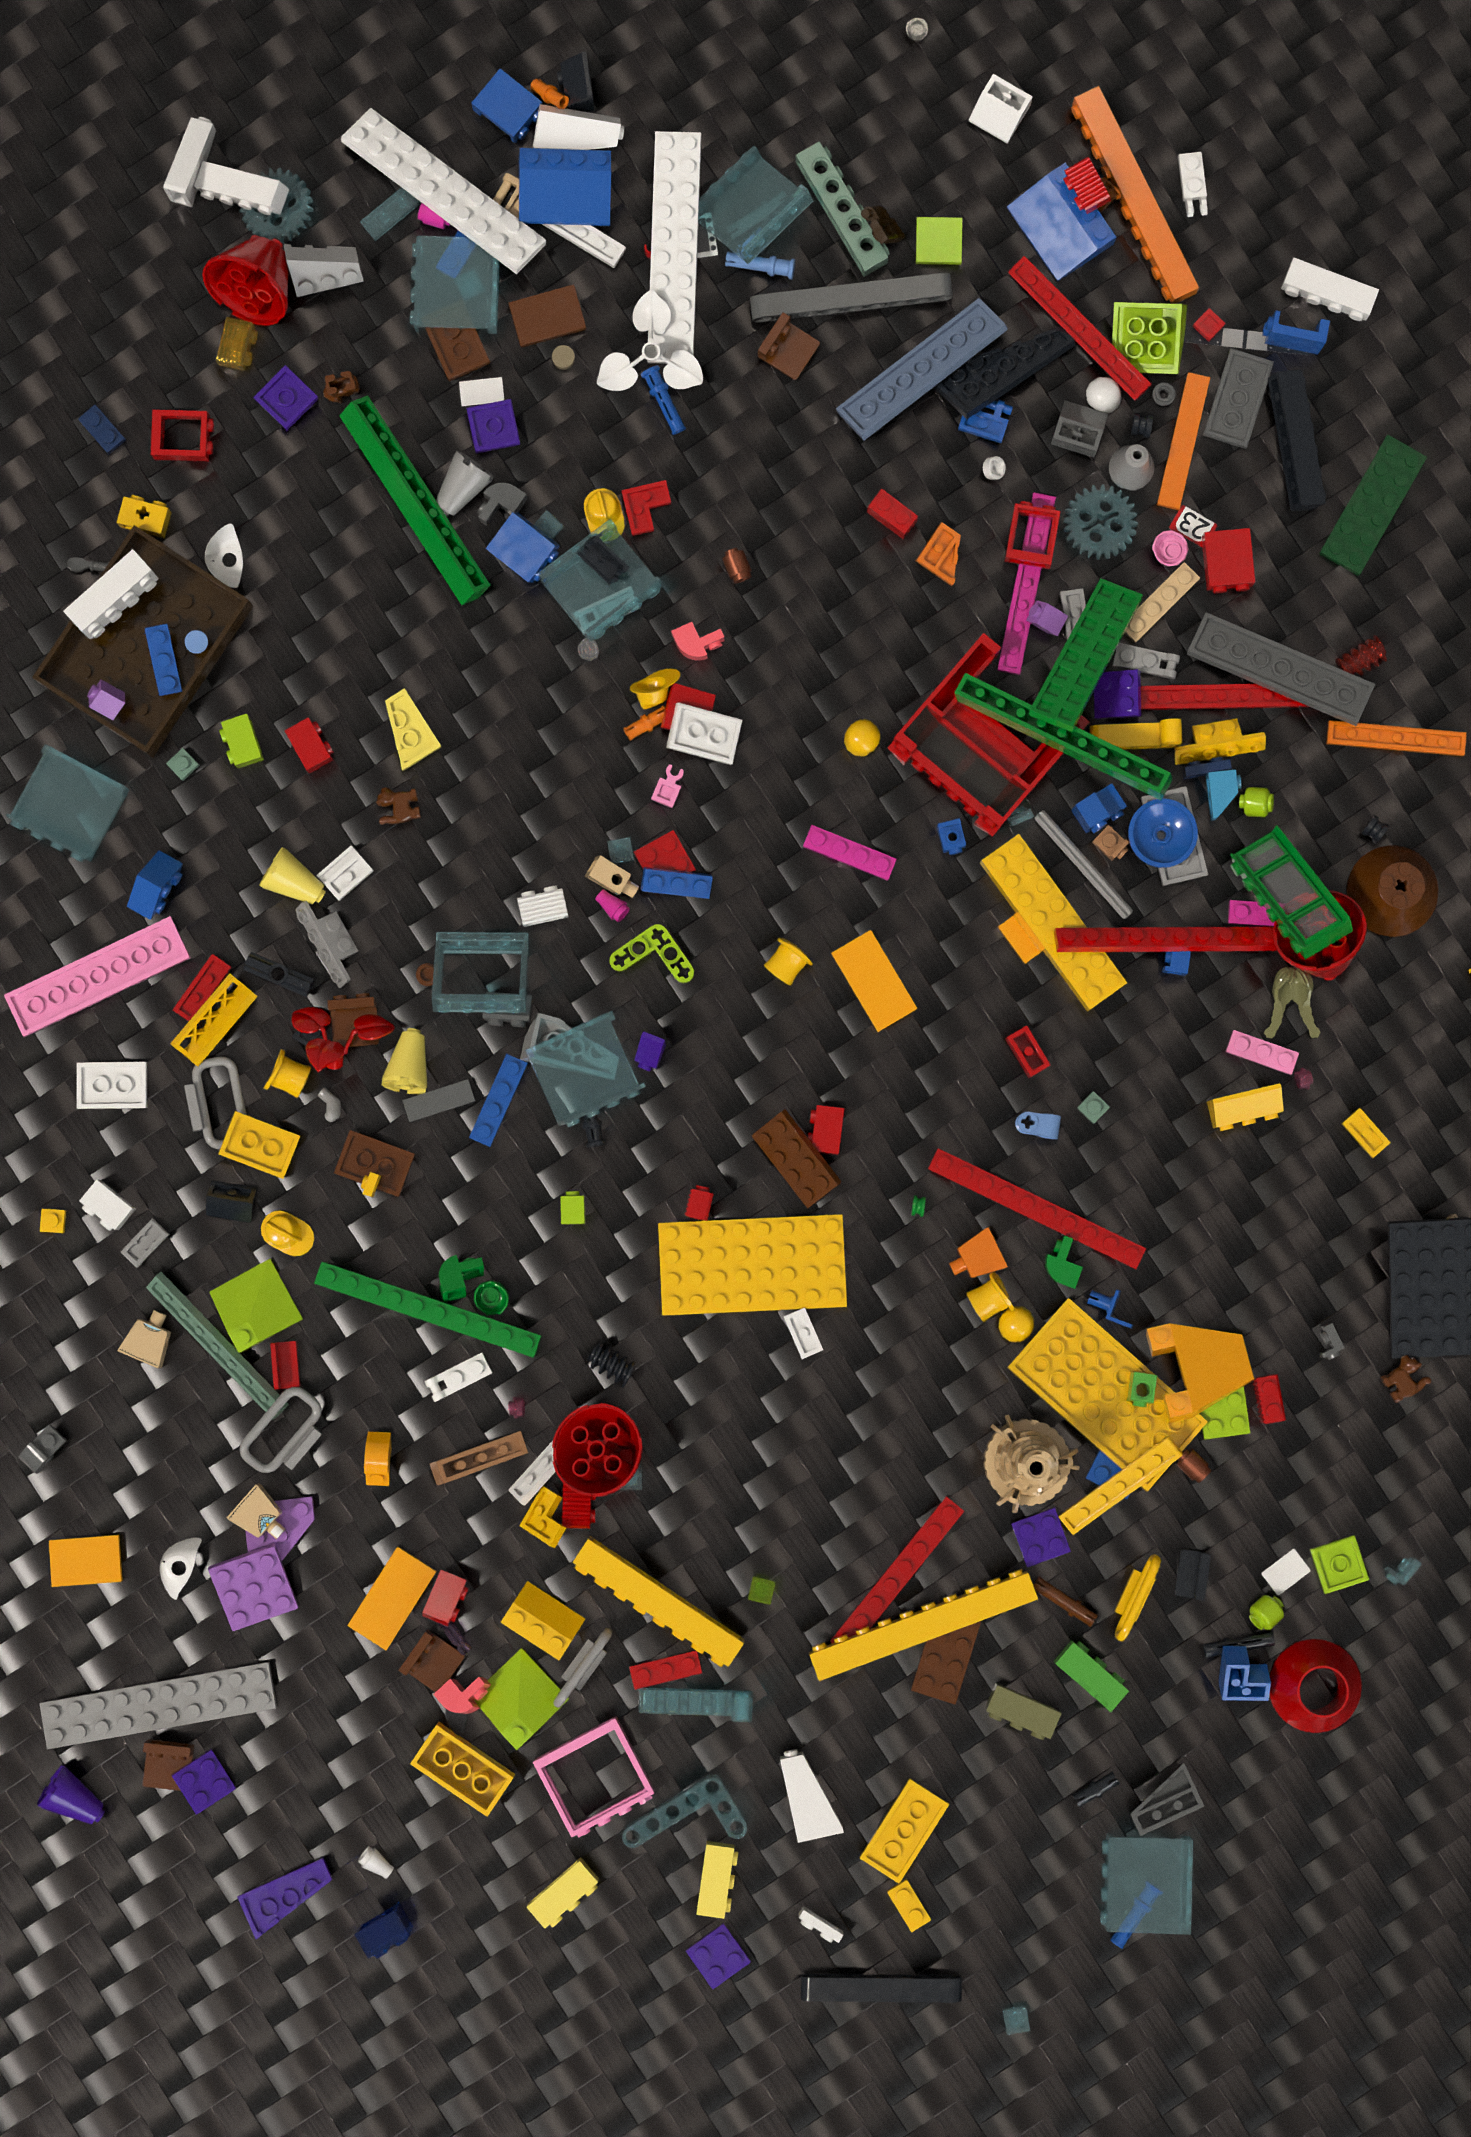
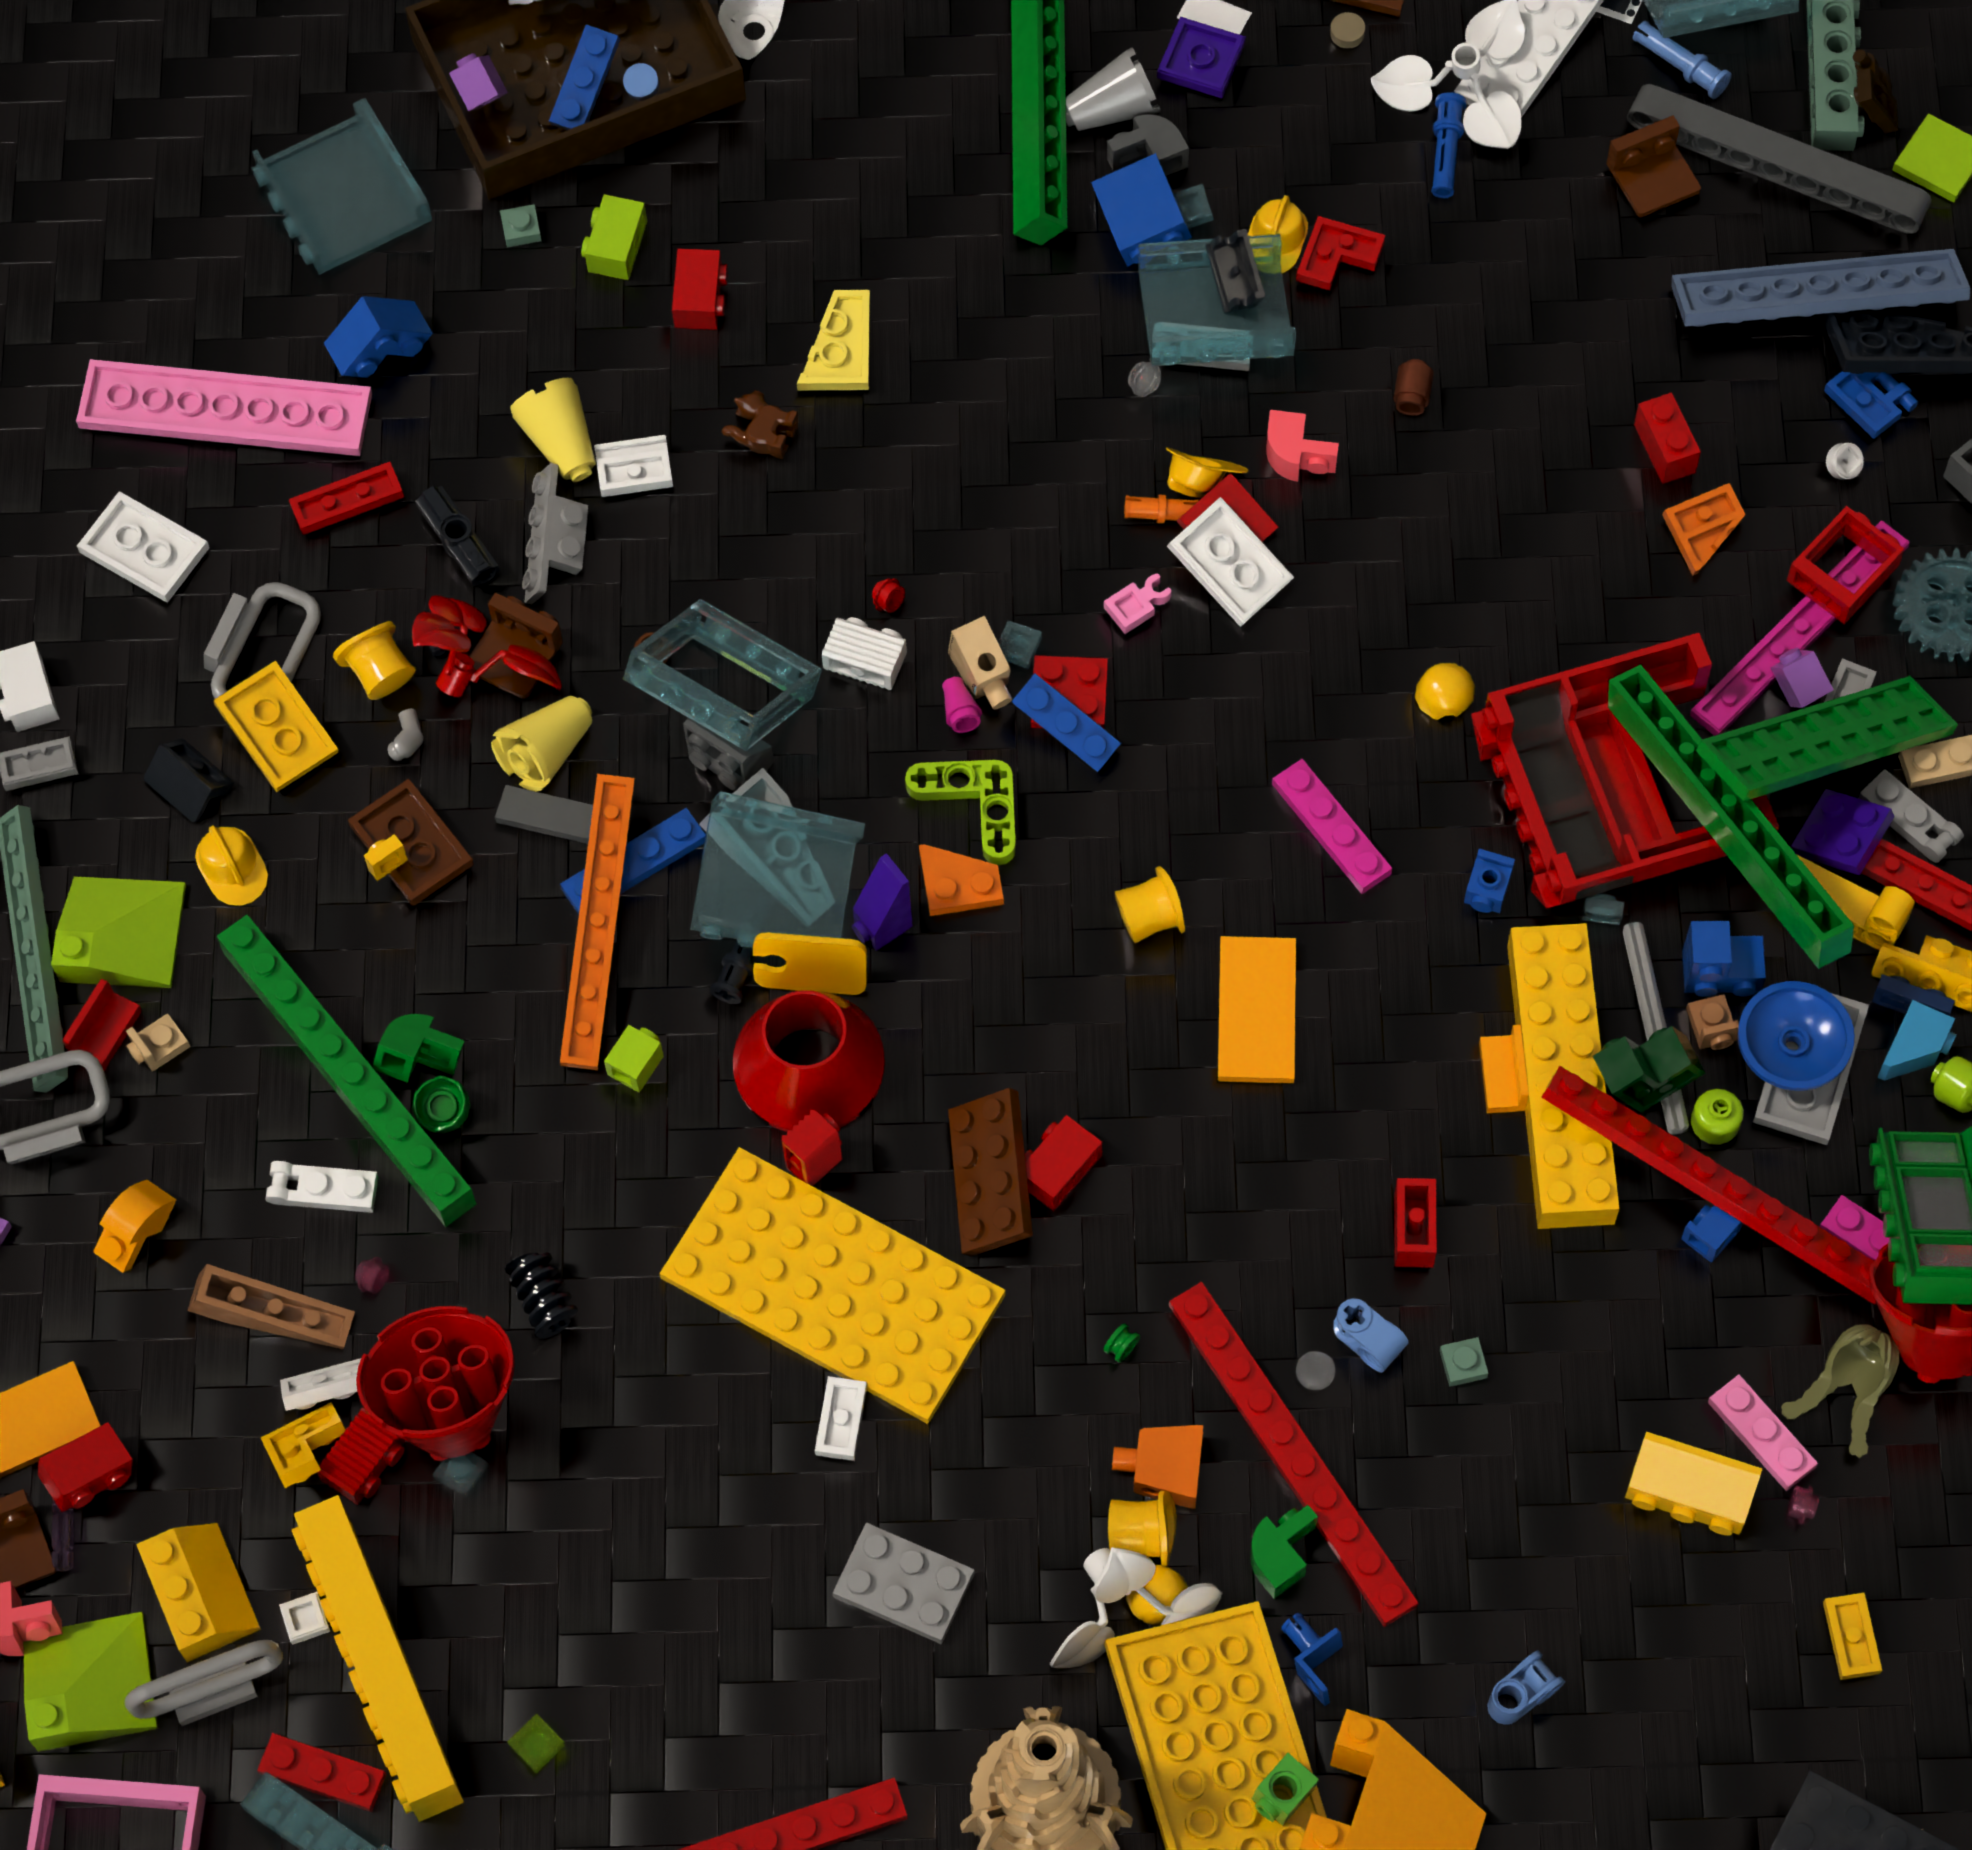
camera: 30 degrees right, 20 degrees down
(217, 1022) = (334, 552): yellow fence -> none
(318, 1354) = (157, 1042): none -> tan bracket
(505, 1148) = (597, 922): none -> orange plate
(532, 864) = (888, 595): none -> red plate
(603, 1600) = (304, 1618): none -> white tile
(632, 1104) = (812, 963): none -> yellow piece
(673, 1183) = (834, 1086): none -> red cone
(675, 1005) = (958, 881): none -> orange wing
(887, 1396) = (903, 1583): none -> light grey plate
(992, 1336) = (1116, 1575): none -> white plant
(1022, 1158) = (1315, 1370): none -> clear plate
(1095, 899) = (1648, 1071): none -> dark green brick
(1146, 905) = (1717, 1116): none -> lime head
(1223, 1258) = (1529, 1685): none -> medium blue piece

